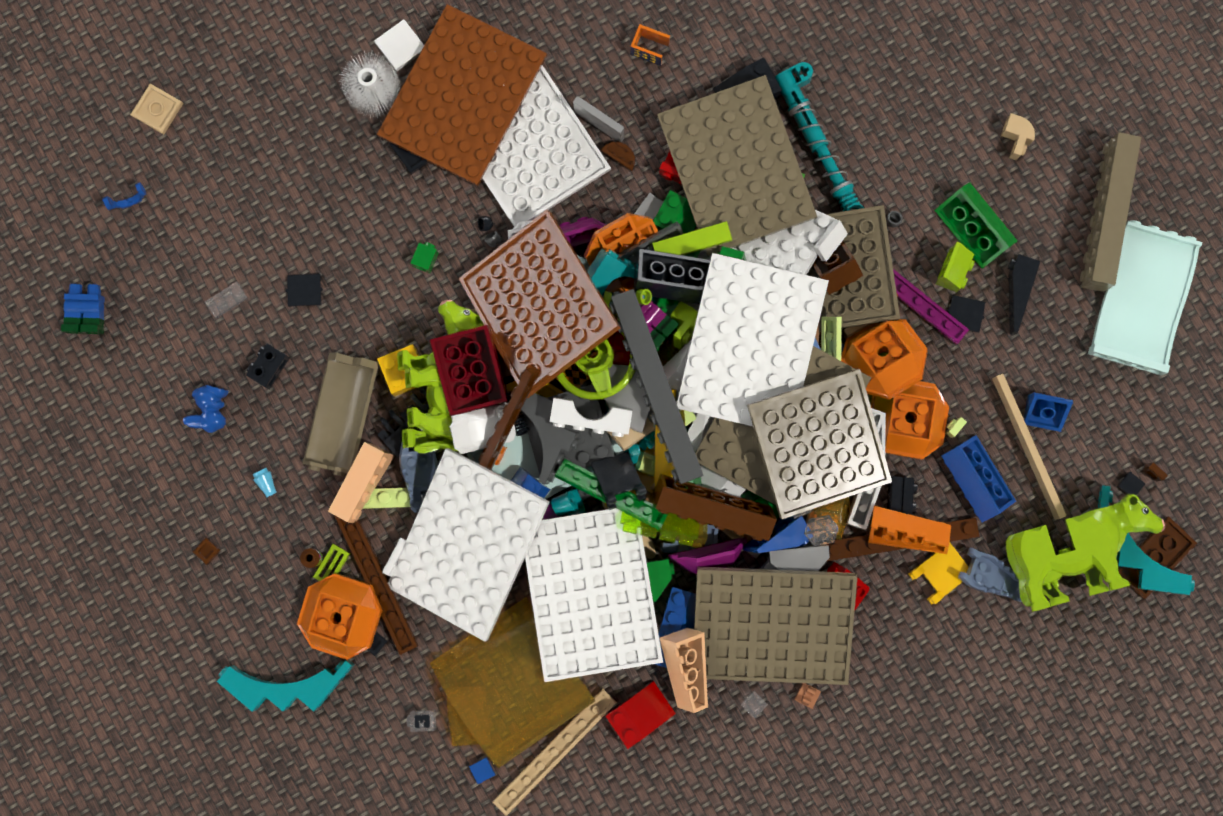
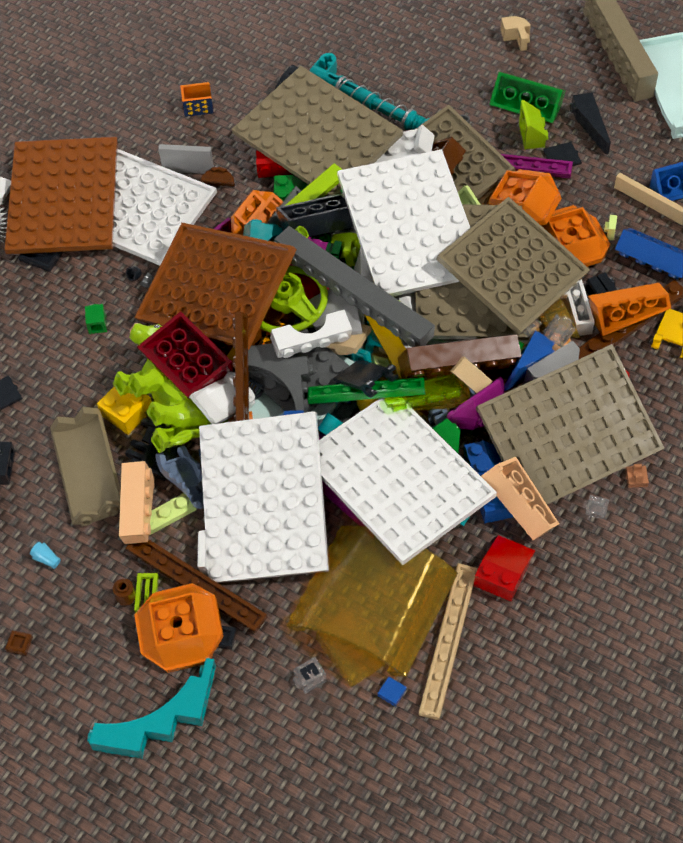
camera: 30 degrees left, 25 degrees down
(710, 536) = (471, 375): none -> tan tile

